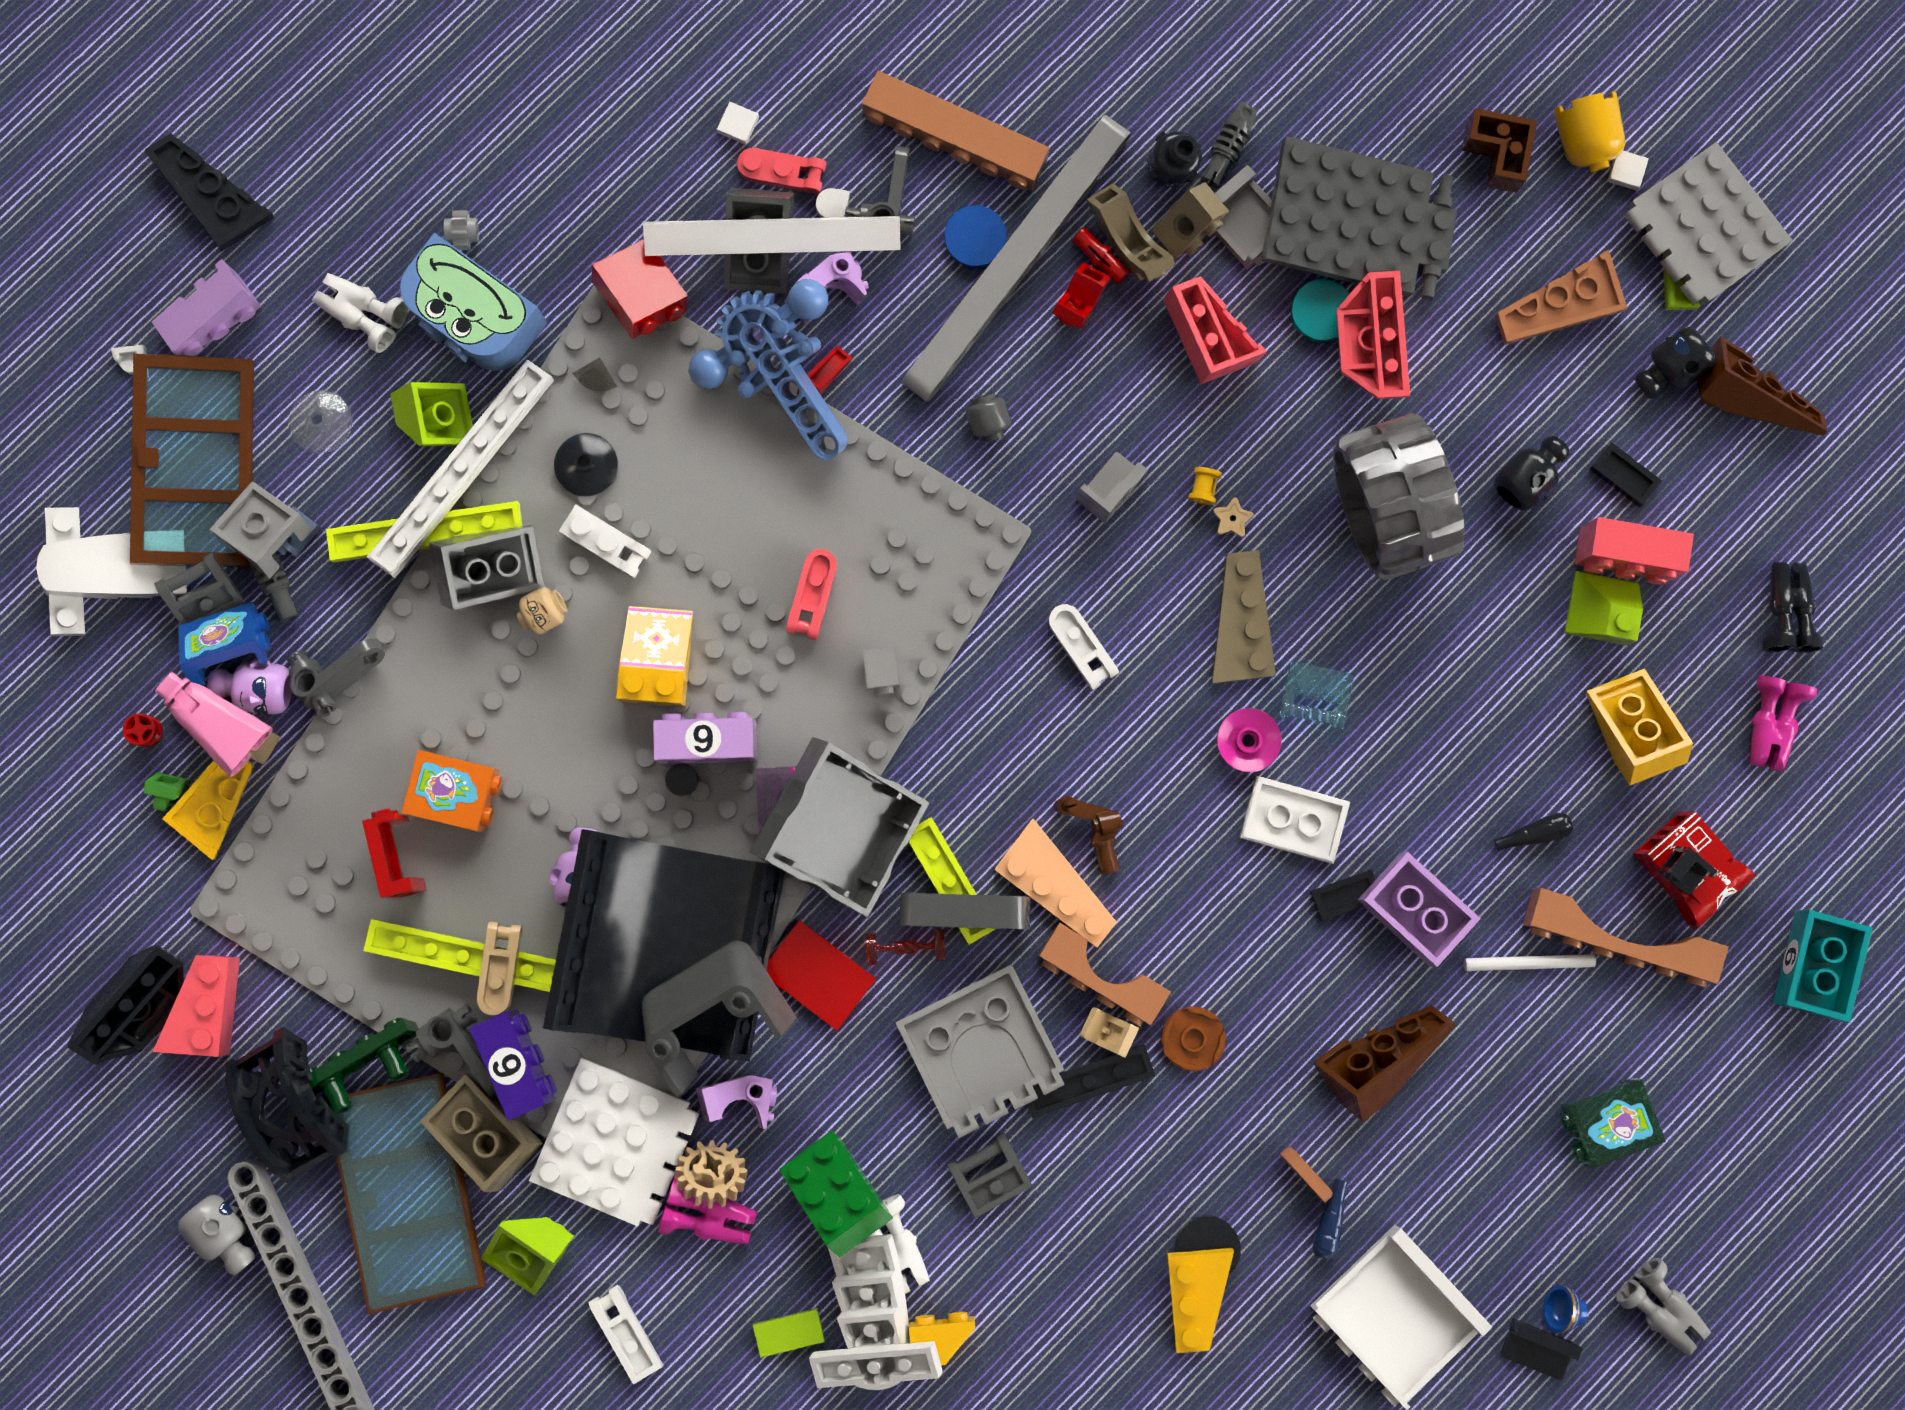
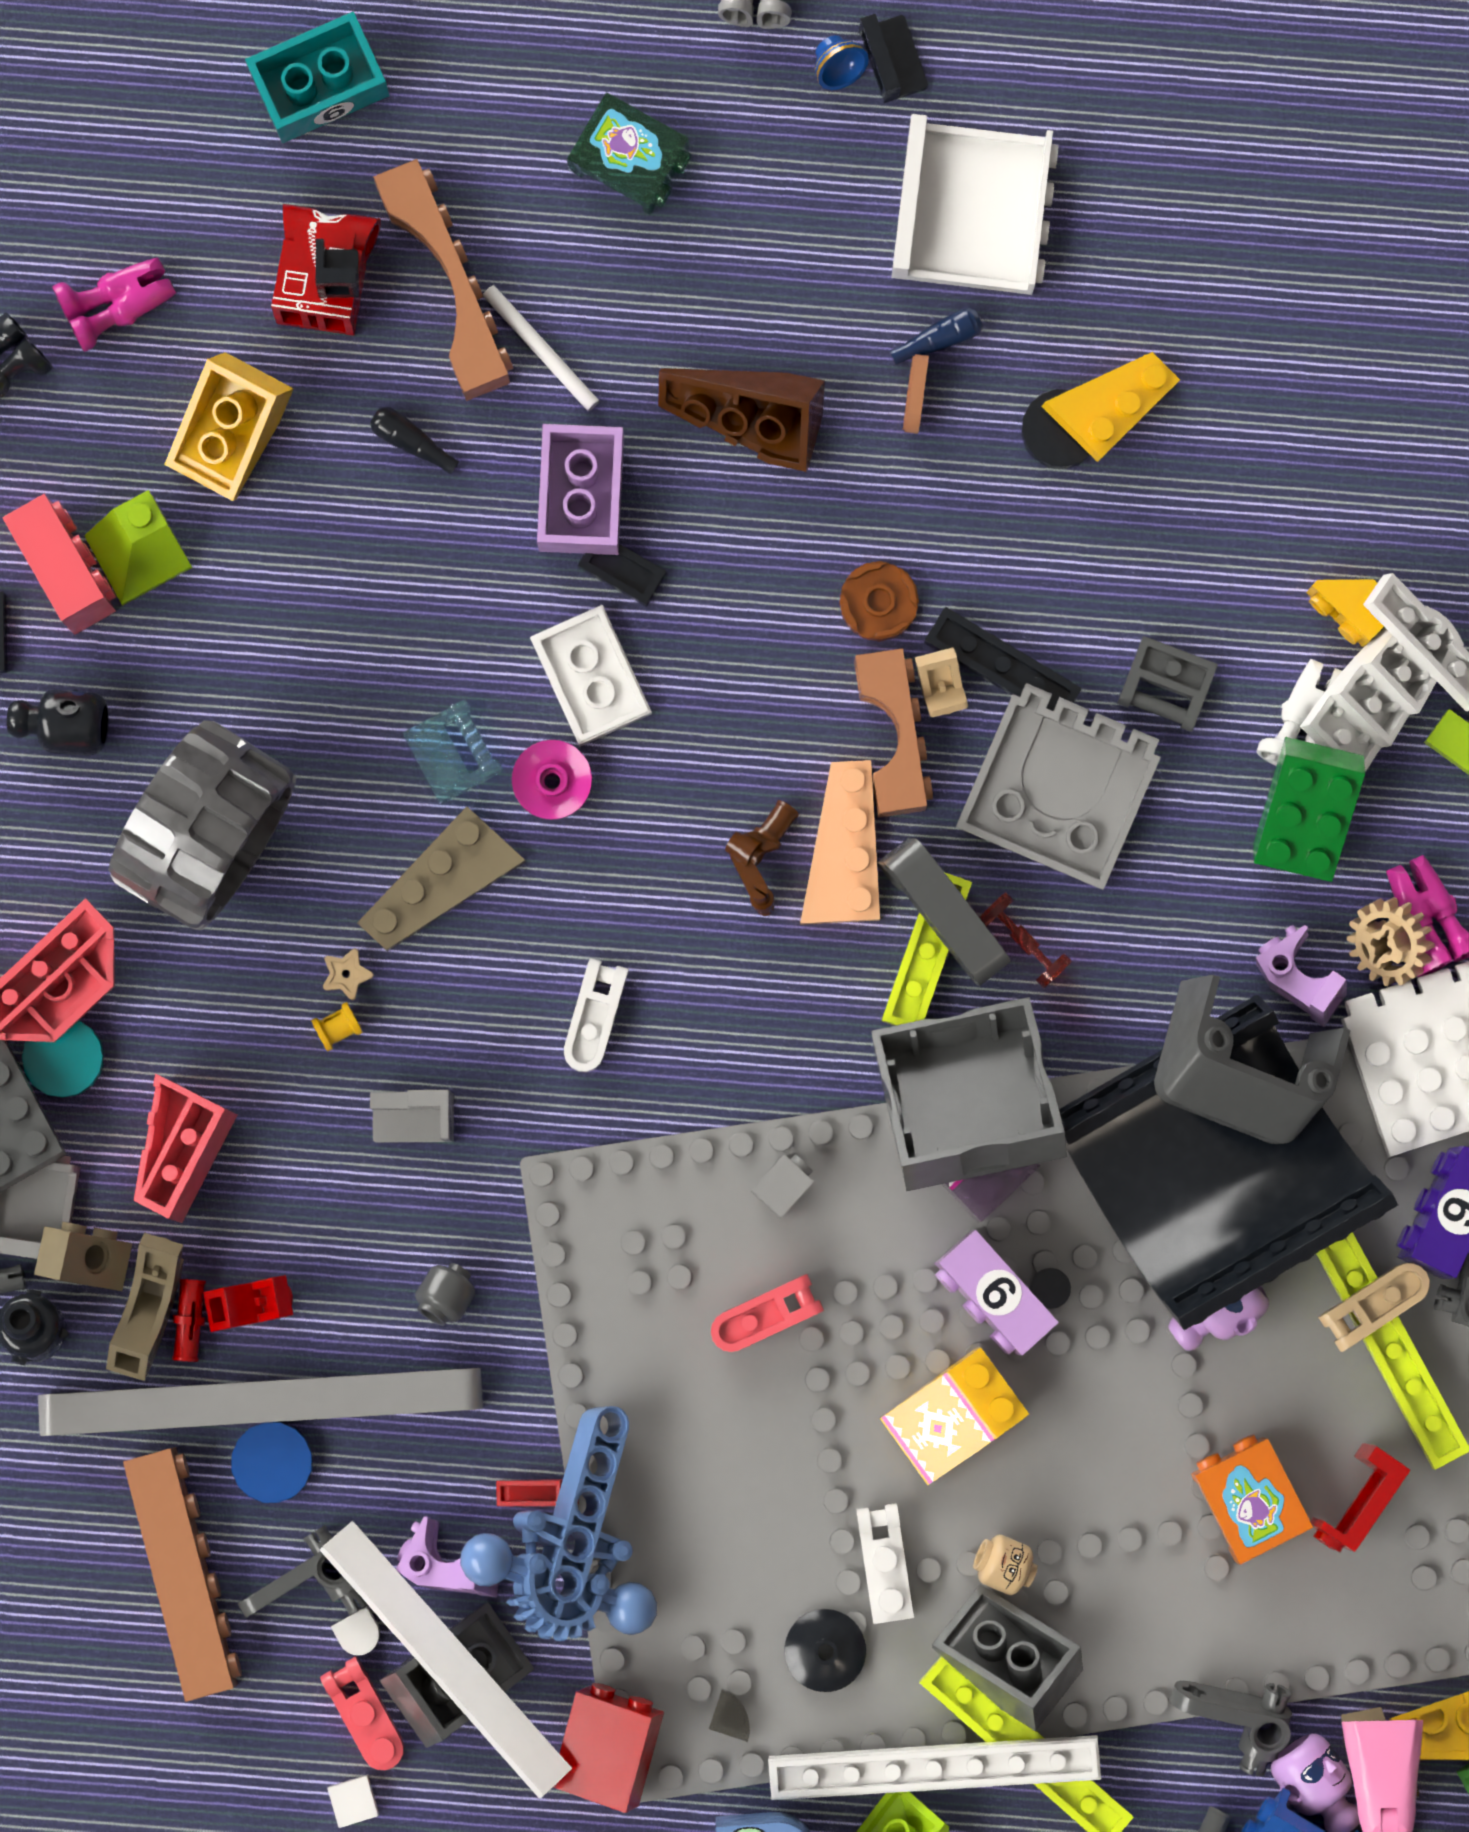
camera: 130 degrees left, 0 degrees up
(818, 975) = (1120, 1000): red tile -> none

